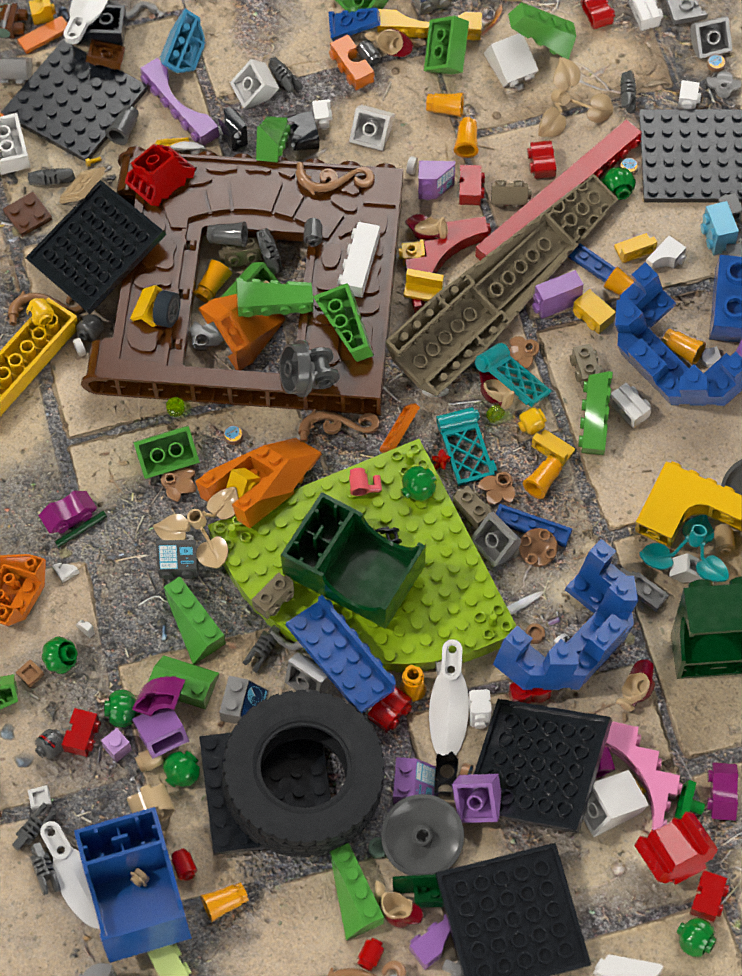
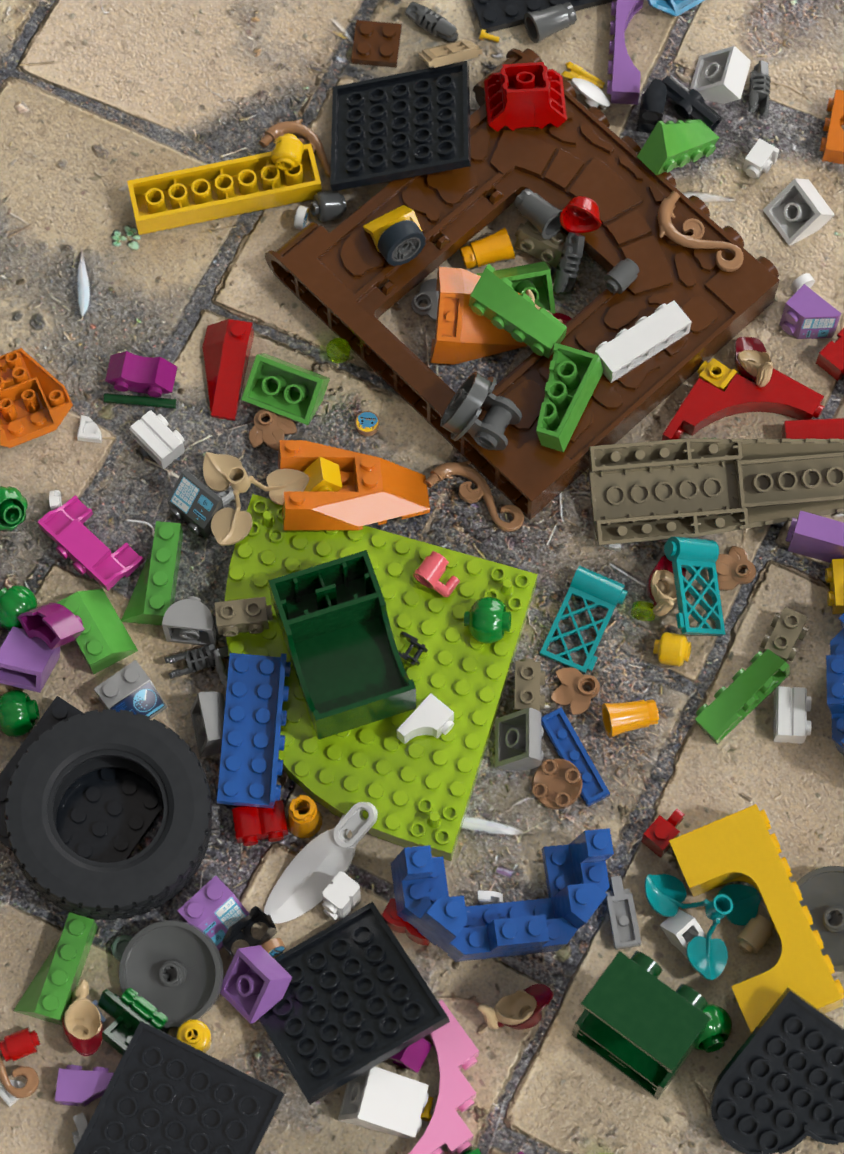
camera: 40 degrees right, 5 degrees up
(111, 463) = (226, 360): none -> red wedge
(114, 541) = (157, 439): none -> white brick
(131, 639) = (84, 548): none -> dark pink bracket
(242, 628) = (189, 623): none -> light grey brick
(252, 112) = (690, 103): none -> black piece
(257, 215) = (580, 215): none -> red helmet
(305, 132) = (725, 167): piece -> none
(399, 427) = (532, 548): orange tile -> none
(422, 284) = (688, 418): yellow panel -> none
(424, 868) = (144, 1008): none -> green axle
(439, 565) = (429, 718): none -> white arch
(441, 460) = (545, 614): red plant -> none
(470, 853) = (188, 1030): none -> yellow head
(537, 632) = (472, 868): medium nougat tile -> none
(552, 446) = (671, 693): yellow panel -> none
(623, 525) = (662, 831): none -> red brick

